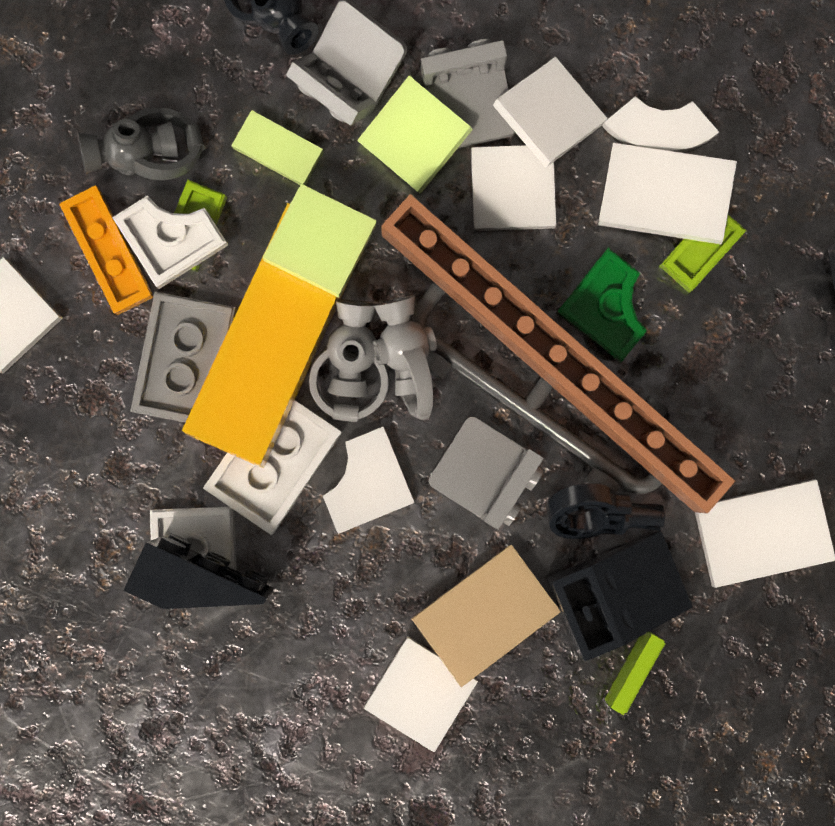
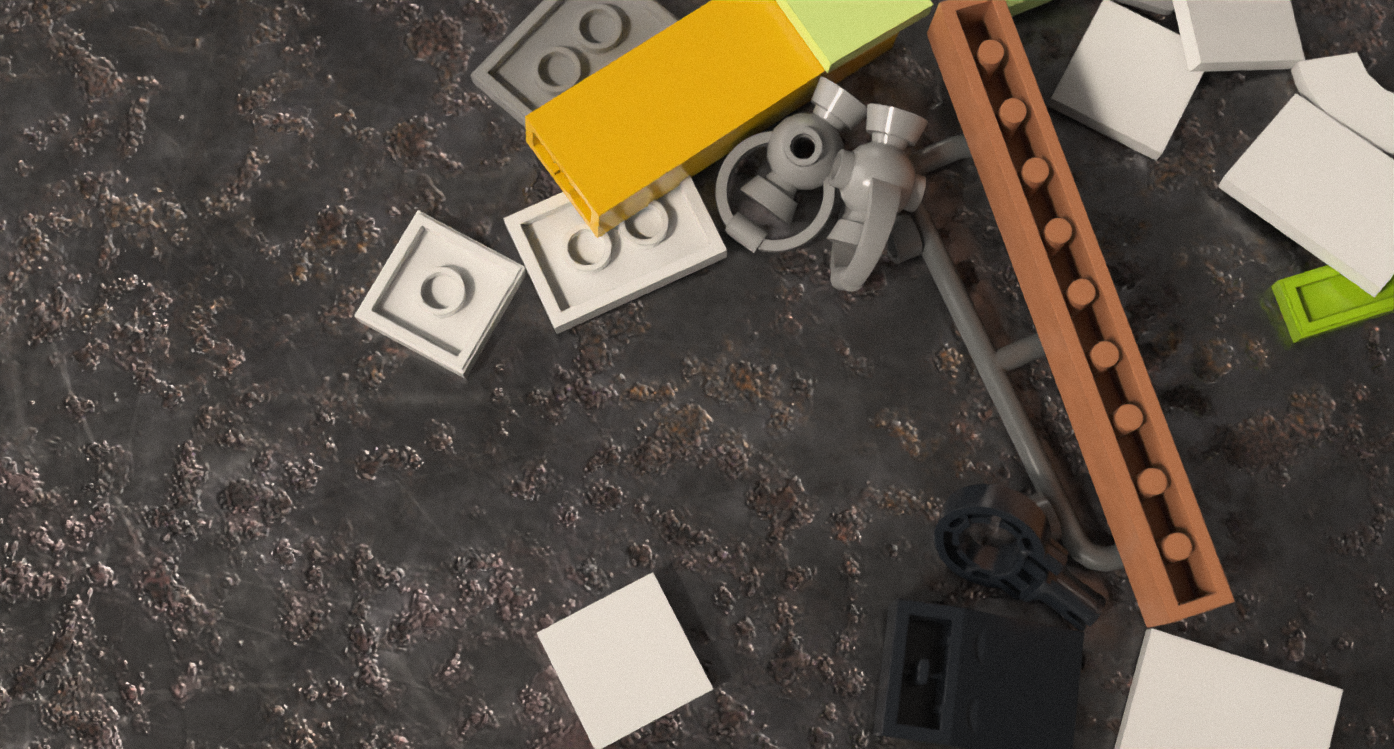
camera: 30 degrees right, 10 degrees down
(179, 577) = (399, 294): black slope -> none
(370, 485) = (722, 345): white tile -> none
(485, 615) = (776, 604): tan tile -> none
(486, 472) = (887, 414): light grey bracket -> none
(604, 308) = (1170, 292): green tile -> none

